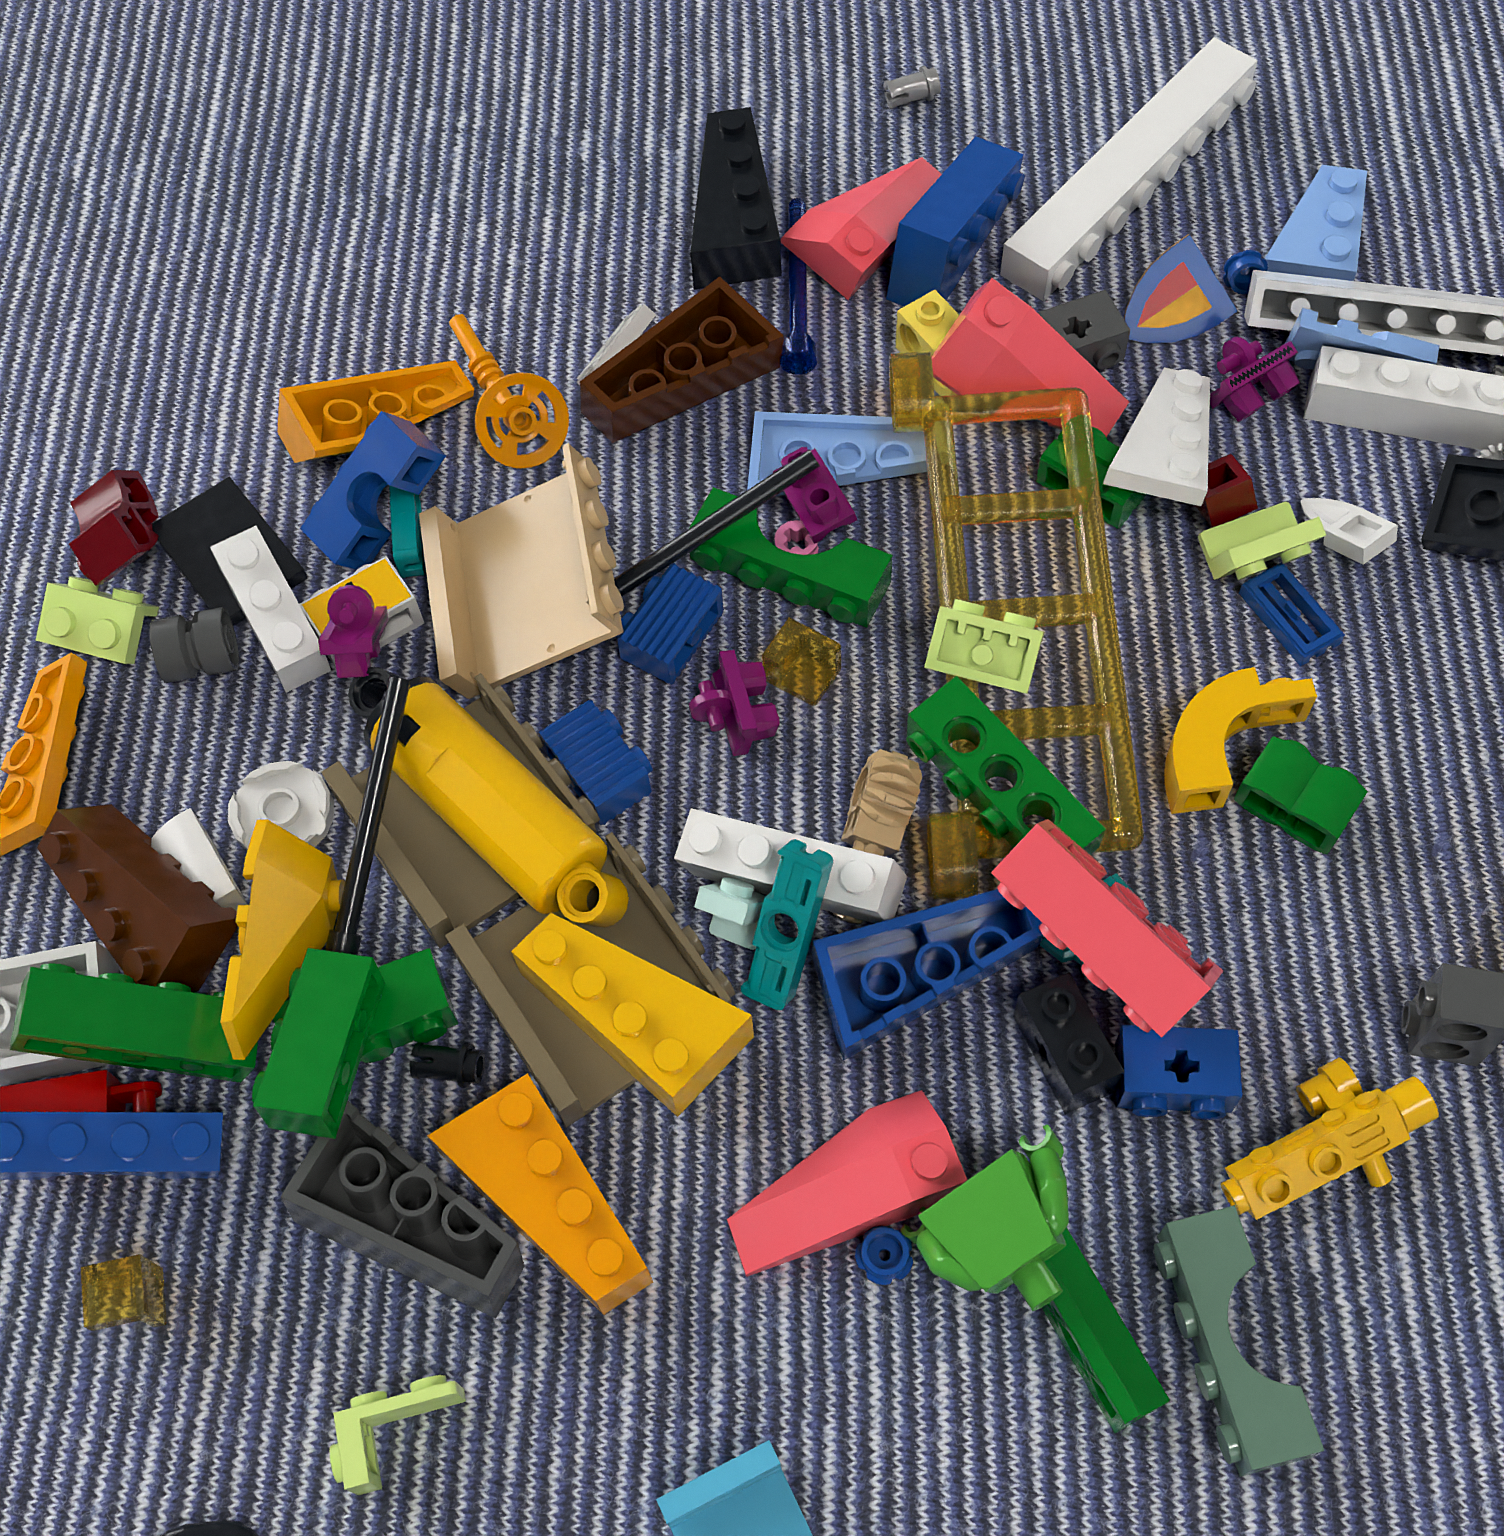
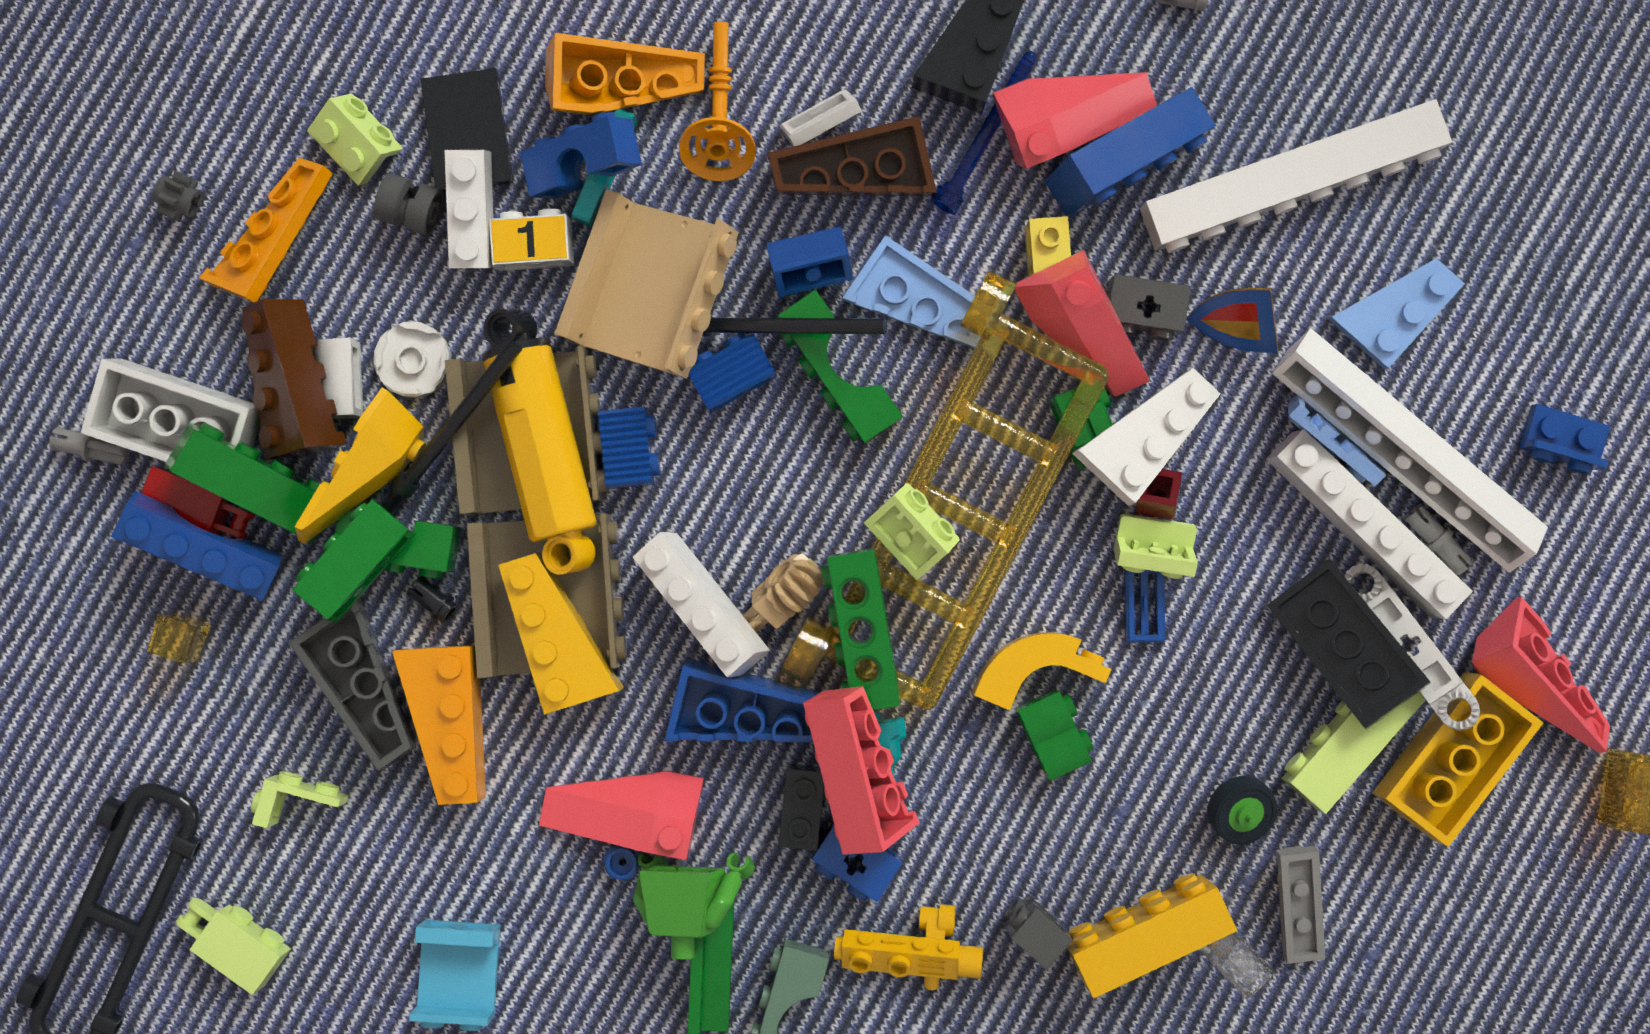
camera: 30 degrees right, 25 degrees up
(113, 524) = (394, 75): dark red brick -> none
(353, 631) = (508, 278): magenta hips -> none
(689, 469) = (810, 261): none -> blue brick
(726, 703) = (746, 442): magenta hips -> none
(733, 908) = (651, 609): light aqua bracket -> none
(795, 531) = (859, 346): bright pink bush -> none
(799, 894) = (687, 636): teal piece -> none
(802, 662) = (800, 453): clear yellow panel -> none
(818, 499) = (882, 350): magenta hips -> none
(1238, 279) = (1310, 316): blue plate -> none
(1271, 370) = (1248, 408): magenta hips -> none
(1351, 528) = (1225, 566): white plate -> none

